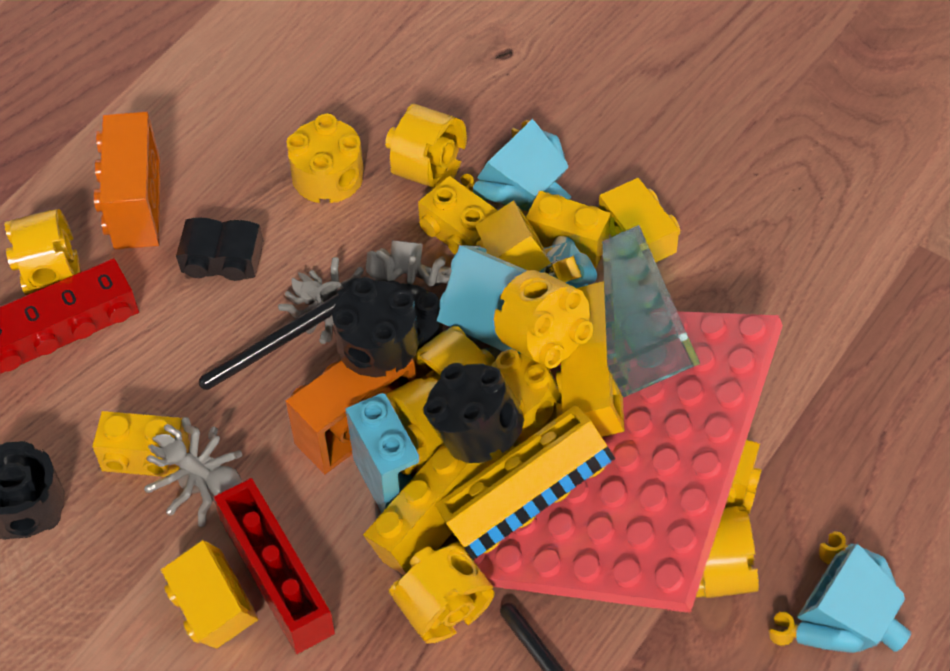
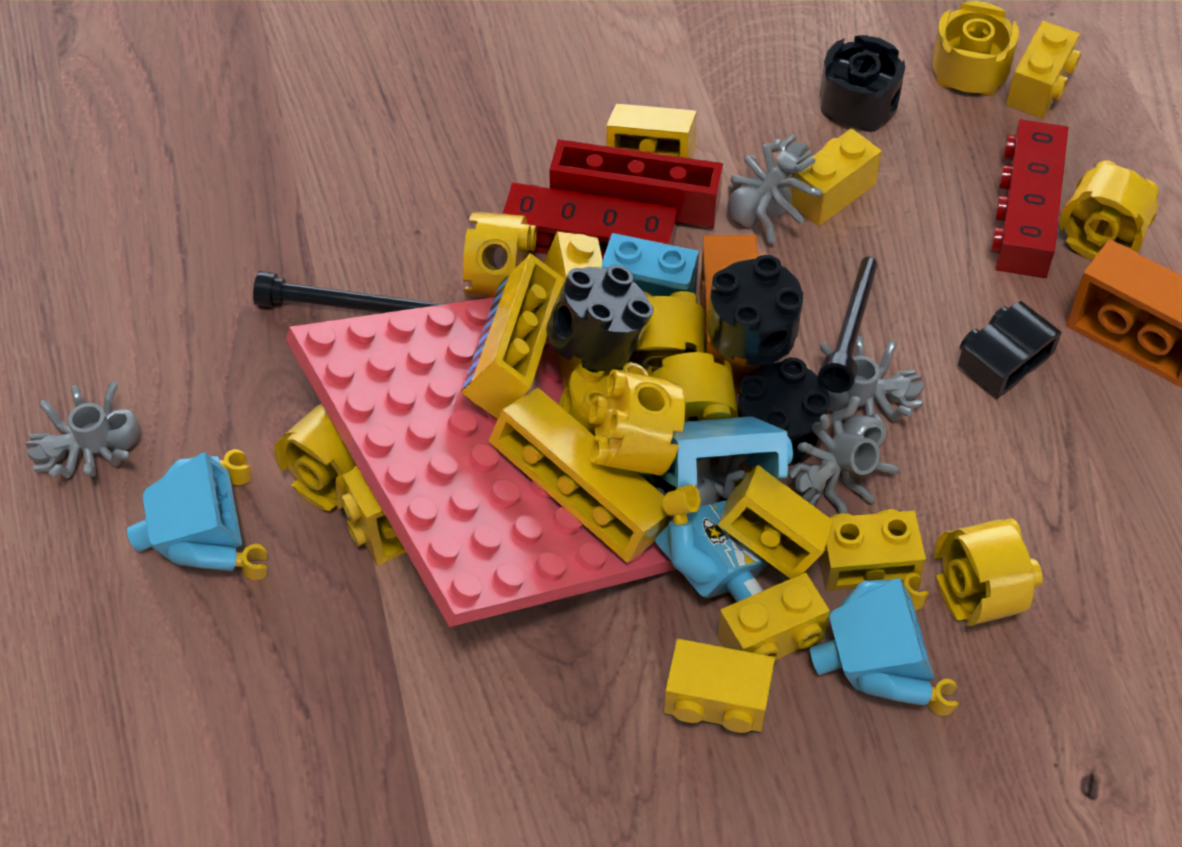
camera: 130 degrees right, 0 degrees up
(325, 159) = (1050, 488): yellow brick -> none
(343, 575) = (589, 215): none -> red brick
(642, 322) = (584, 534): clear light blue wedge -> none

